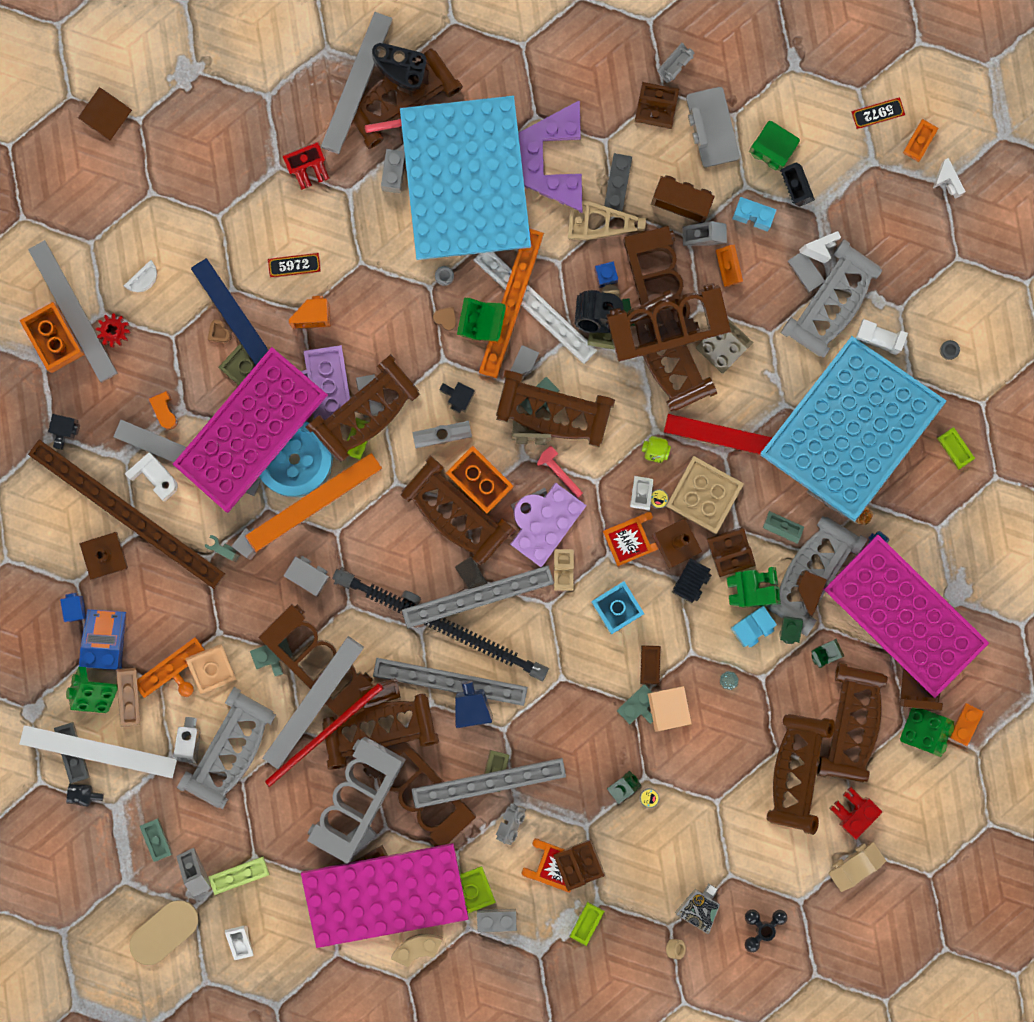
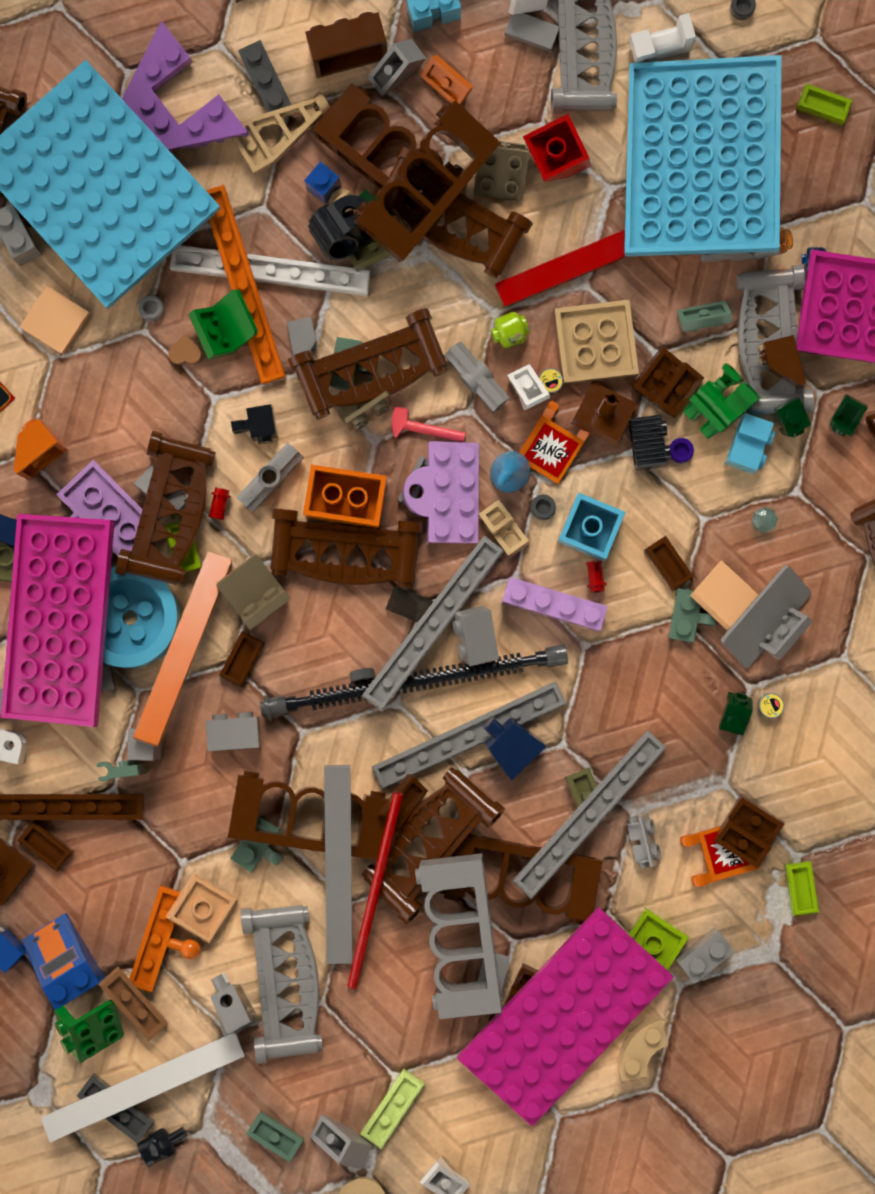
camera: 30 degrees left, 0 degrees up
(142, 561) = (45, 845): none -> reddish brown tile
(344, 534) = (241, 659): none -> reddish brown tile
(379, 241) = (54, 320): none -> light nougat tile
(381, 497) = (253, 591): none -> dark tan bracket
(399, 427) = (219, 503): none -> red pin
(498, 623) = (475, 636): none -> light grey brick
(560, 639) = (554, 604): none -> lavender brick
(593, 537) = (510, 471): none -> dark azure hat
(597, 574) = (543, 507): none -> dark grey tile
(598, 641) = (595, 576): none -> red pin
(614, 463) = (476, 376): none -> light grey piece
(686, 745) = (771, 620): none -> light grey bracket
(708, 600) = (681, 450): none -> dark purple tile
(766, 358) = (557, 149): none -> red slope

